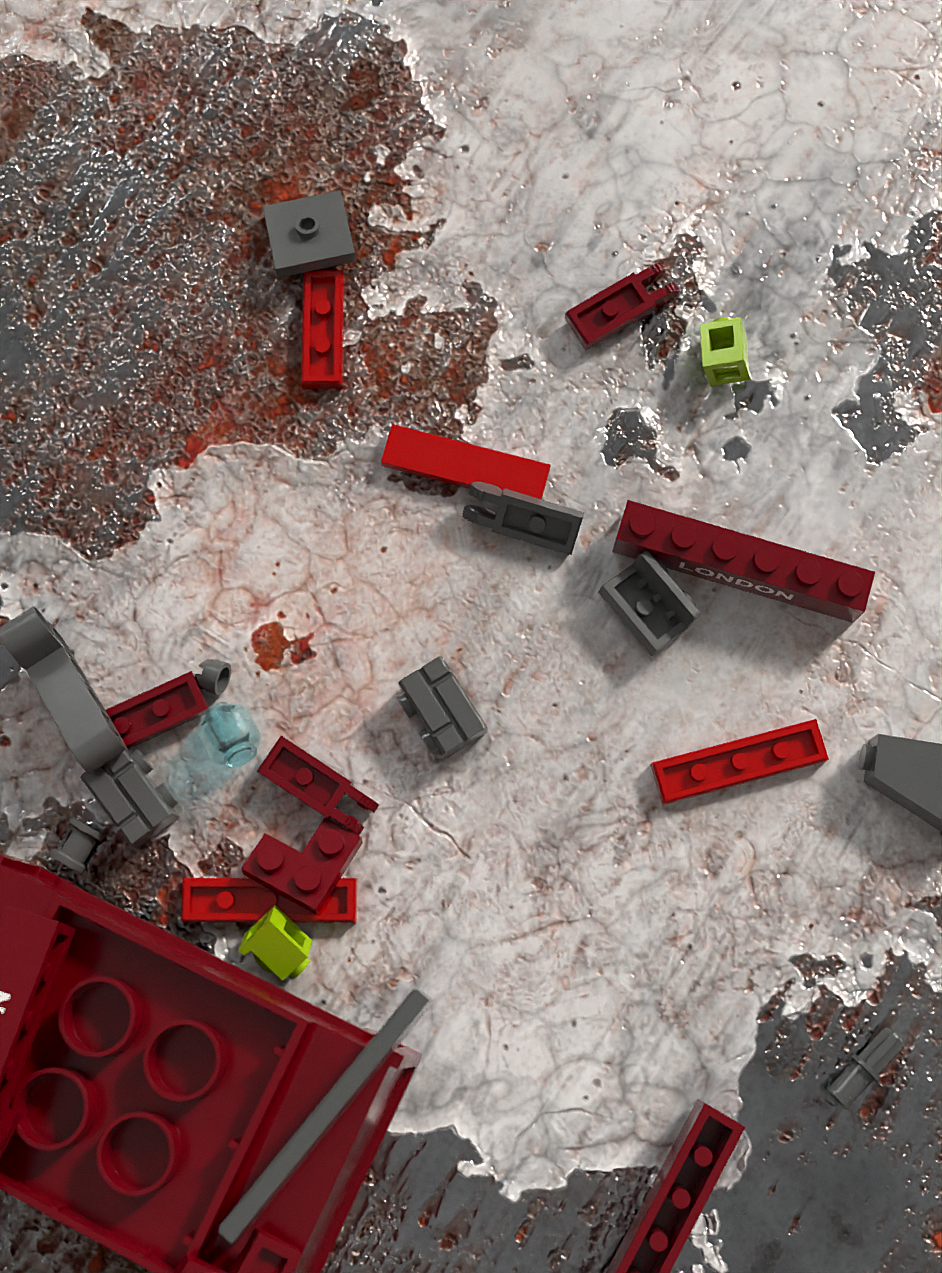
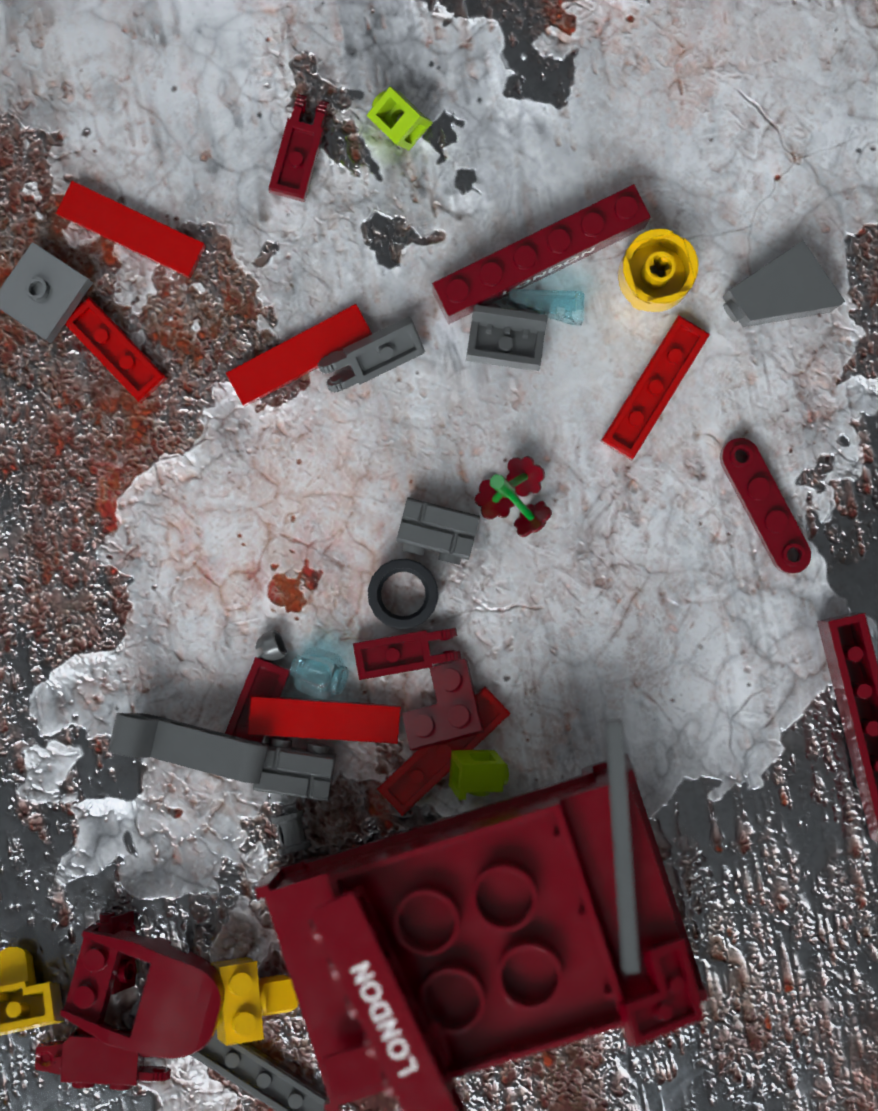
camera: 45 degrees left, 10 degrees up
(195, 776) = (323, 719): none -> red tile
(347, 705) = (375, 598): none -> black tyre
(427, 250) = (131, 229): none -> red tile
(517, 730) = (499, 495): none -> dark red plant
(716, 613) = (557, 305): none -> clear light blue slope
(743, 953) = (765, 506): none -> dark red plate
(854, 663) = (667, 253): none -> yellow brick

